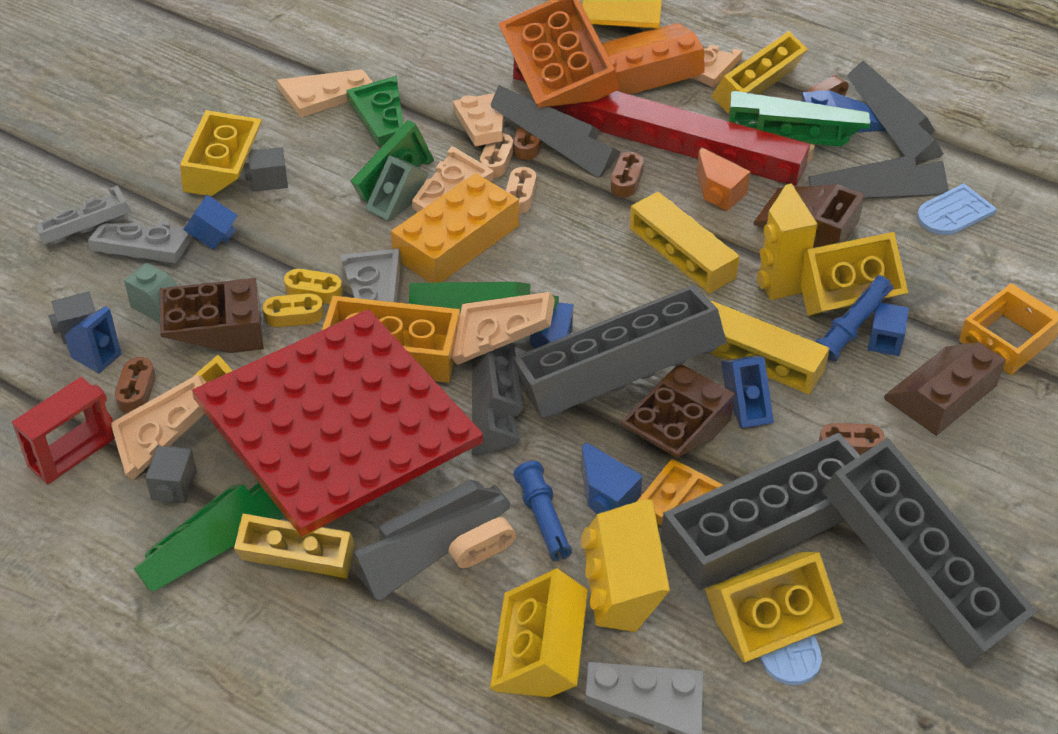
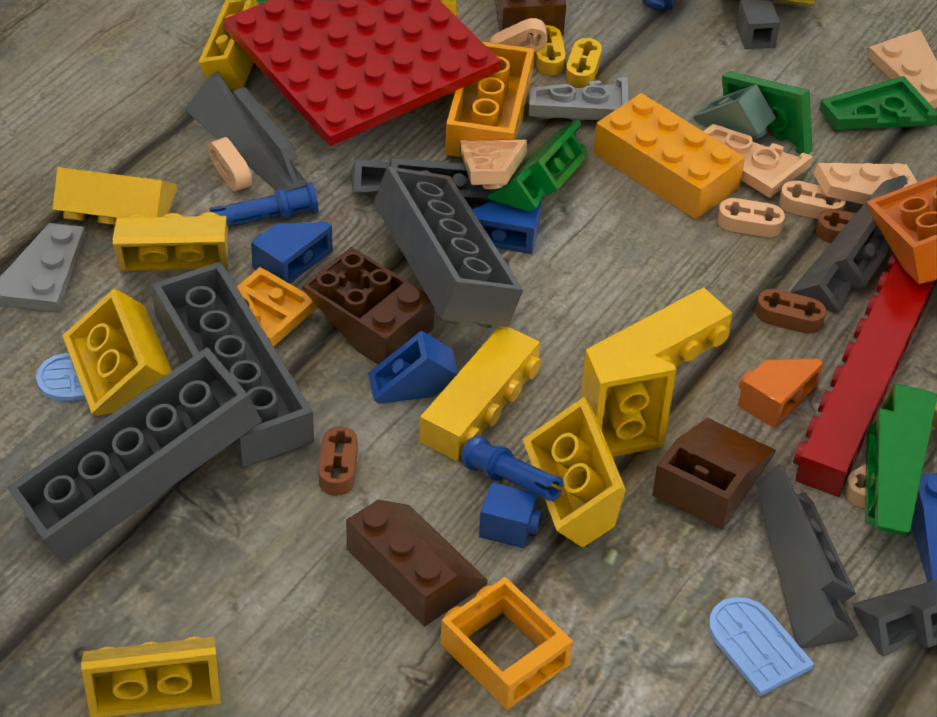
camera: 90 degrees right, 0 degrees up
(294, 317) = (518, 35): none -> light nougat beam

